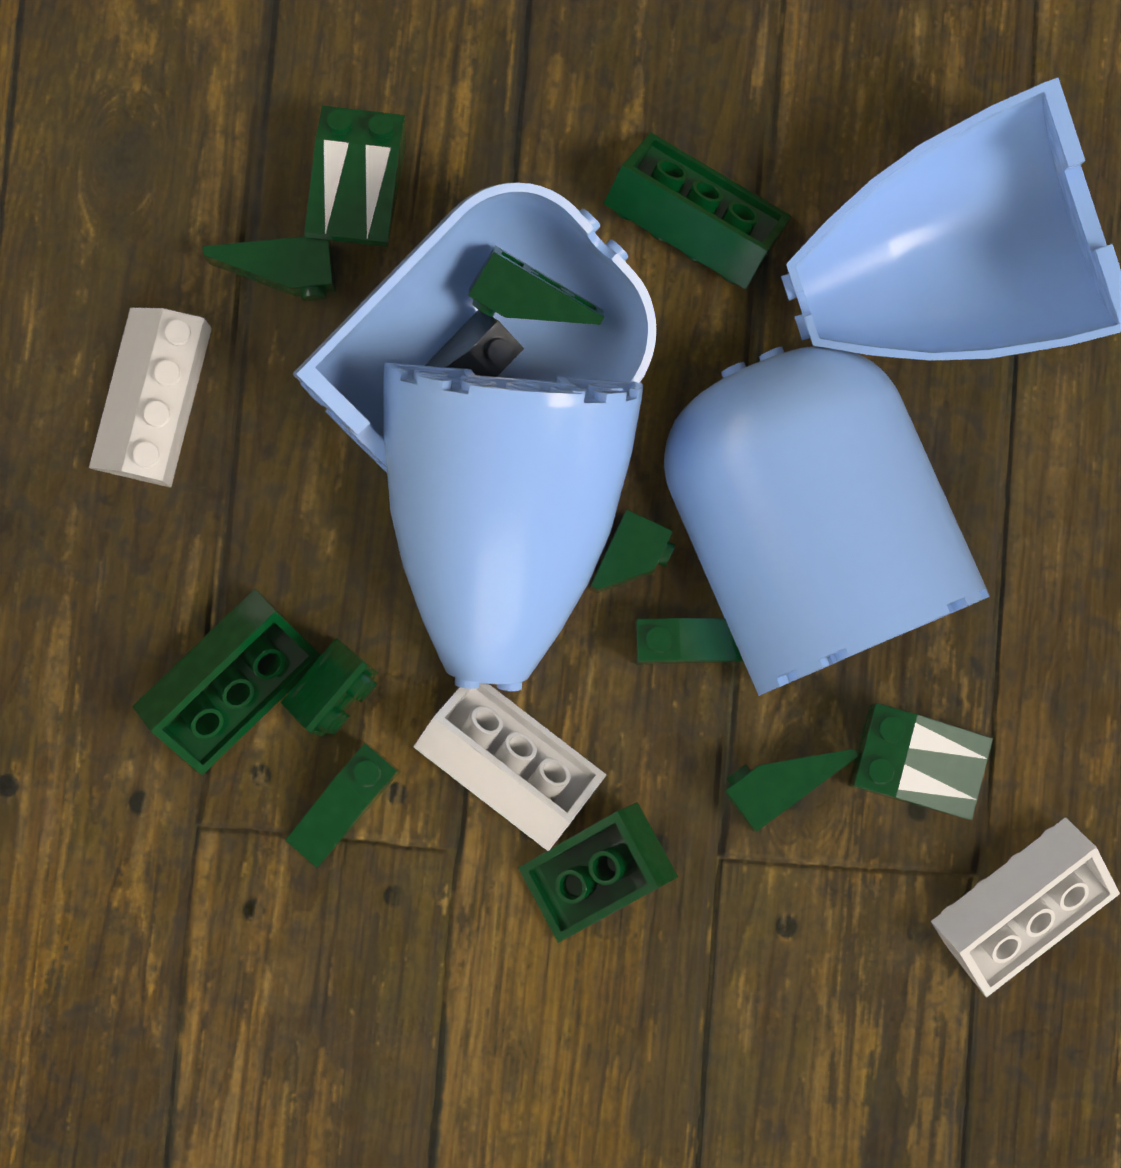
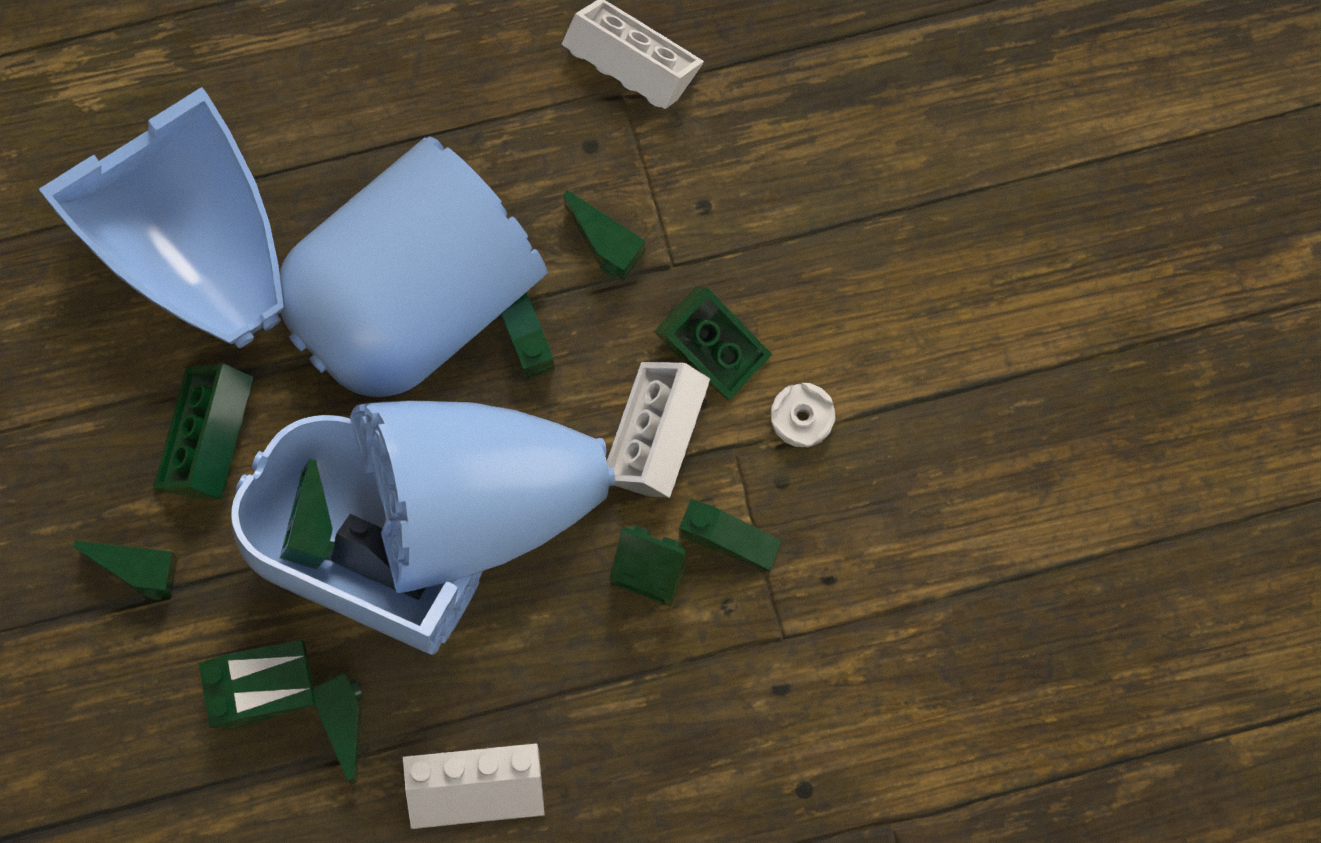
camera: 110 degrees left, 10 degrees down
(227, 682) = (668, 649): dark green slope -> none
(460, 975) = (807, 399): none -> white plate
(554, 79) = (139, 568): none -> dark green slope
(633, 552) = (473, 386): dark green slope -> none
(920, 761) = (556, 154): slope -> none

